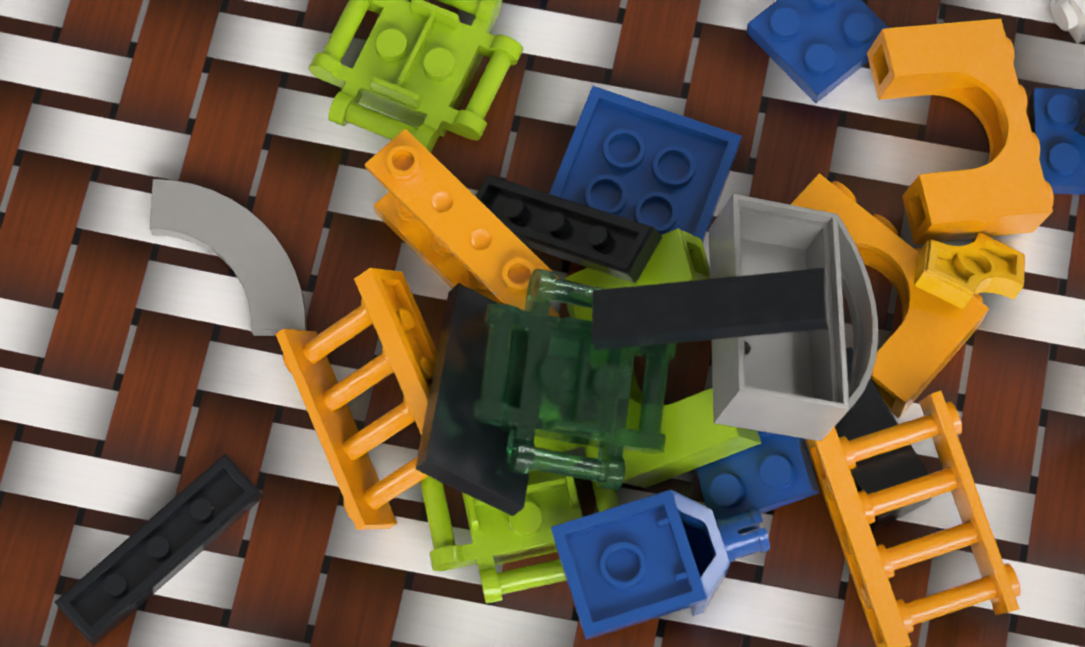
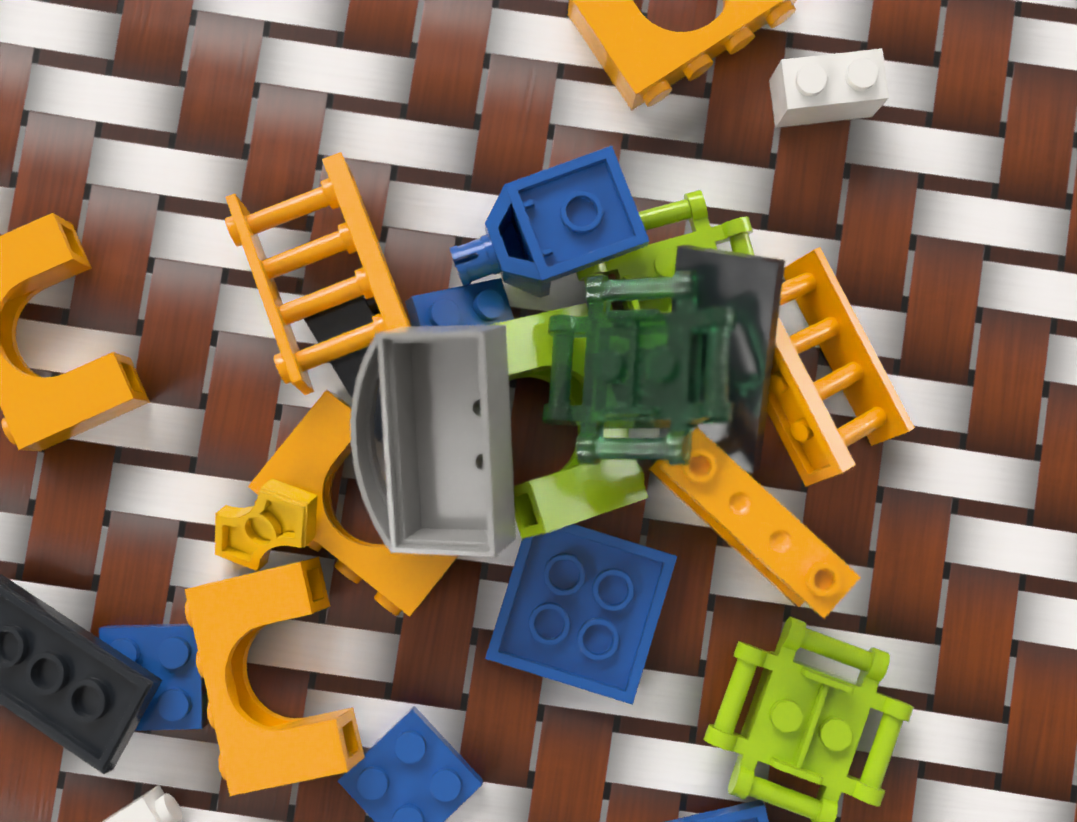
camera: 170 degrees right, 15 degrees up
(159, 550) = (988, 234): black tile -> none
(242, 242) = (950, 525): light grey tile -> none
(571, 229) = (653, 542): black tile -> none
(710, 309) = (513, 418): black tile -> none

